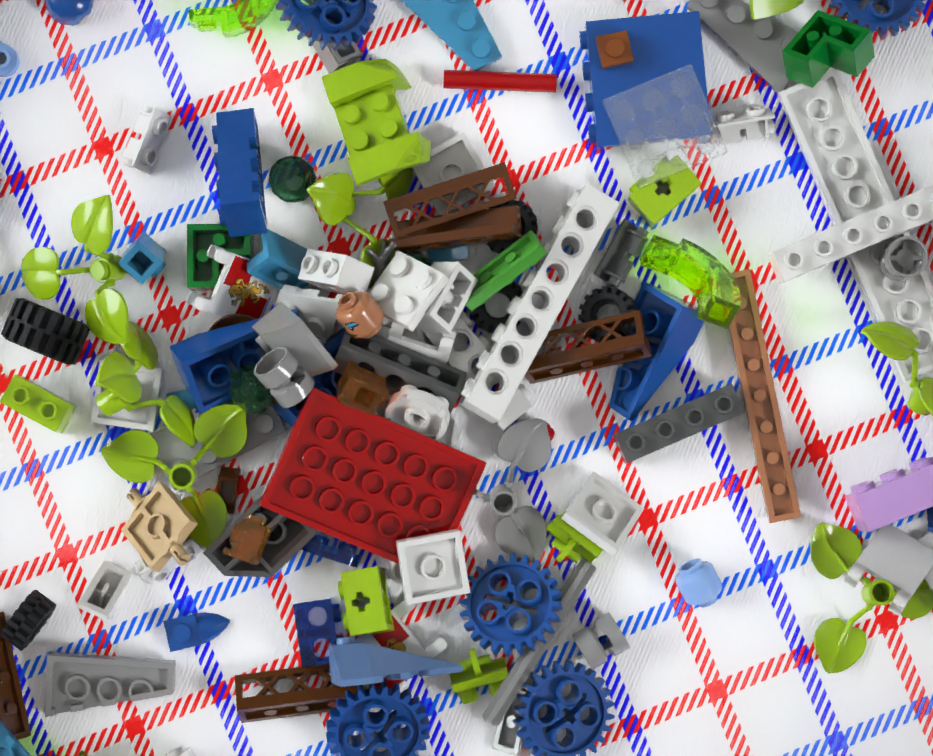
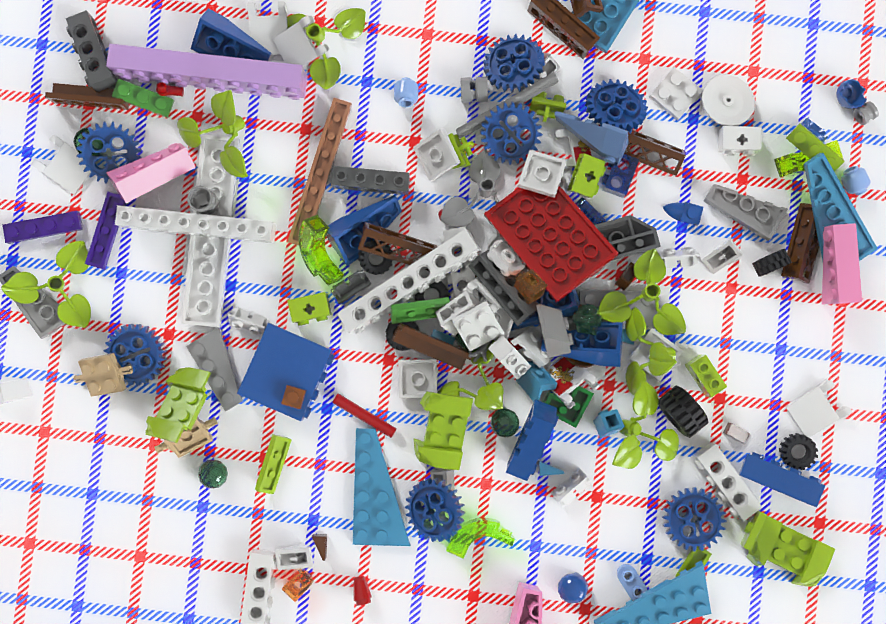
camera: 150 degrees left, 0 degrees up
(158, 526) = (676, 273): tan plate -> none
(192, 147) = (546, 469): none -> dark azure piece
(248, 539) = (634, 238): clear orange brick -> none
(282, 375) = (569, 314): light grey wheel -> none
(359, 314) = (510, 325): nougat head -> none
(446, 188) = (425, 371): reddish brown fence -> none
(665, 126) = (289, 340): clear plate -> none
(825, 44) = (179, 338): green brick -> none

